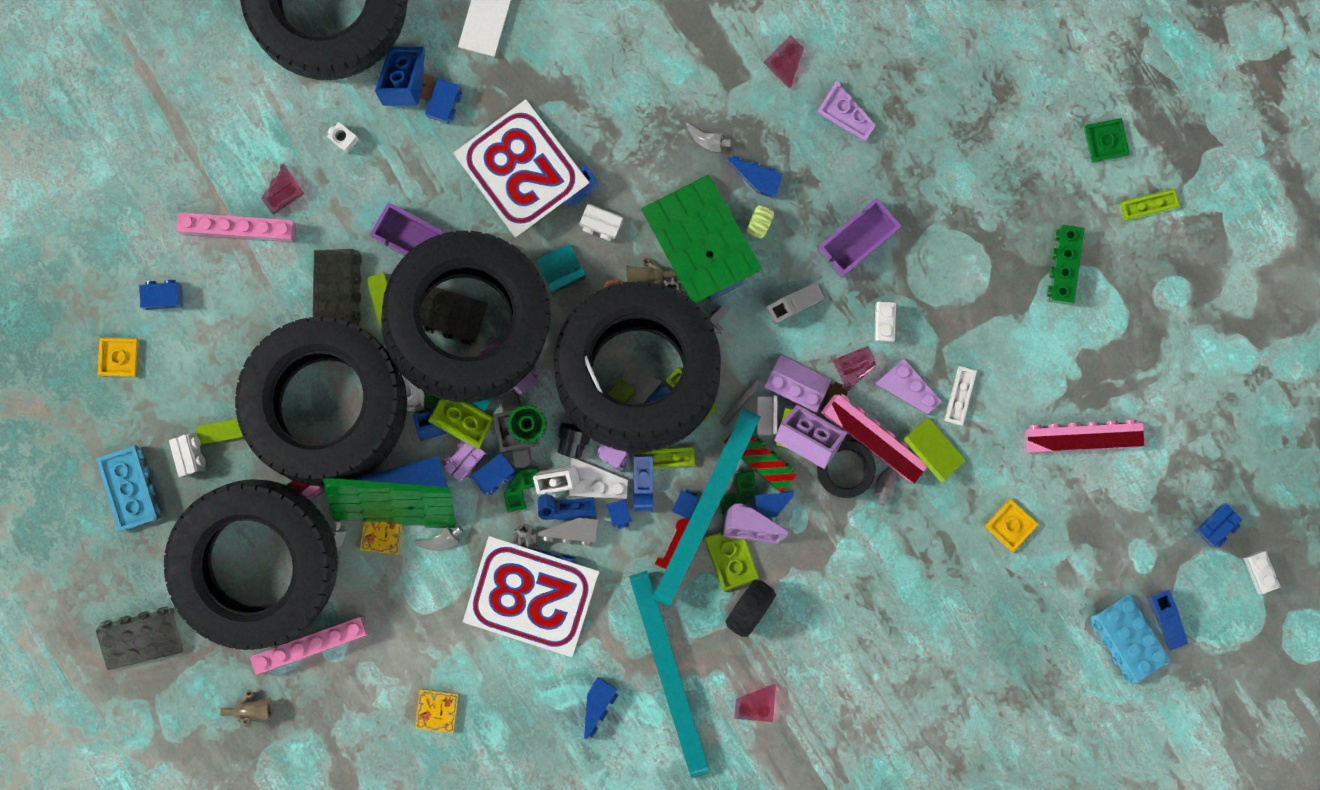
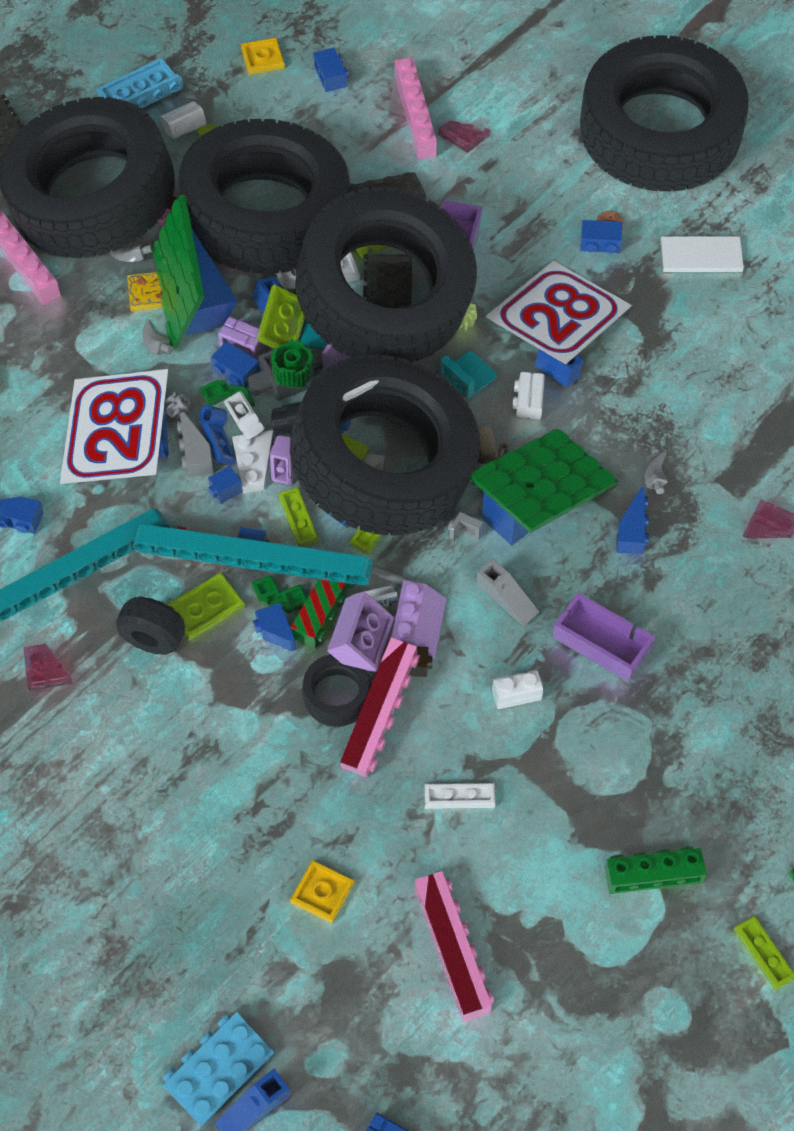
camera: 70 degrees right, 25 degrees down
(348, 143) = (532, 167): white brick -> none
(401, 77) = (610, 196): blue slope -> none
(643, 482) = (264, 498): blue plate -> none
(749, 524) = (243, 595): lavender slope -> none
(760, 222) = (584, 536): yellowish green gear -> none
(845, 113) = (738, 594): lavender wing -> none
(854, 366) = (457, 670): clear pink wing -> none
(885, 486) = (327, 740): light grey bar -> none
(909, 387) = (452, 737): lavender wing -> none
(934, 449) = (386, 777): lime tile -> none

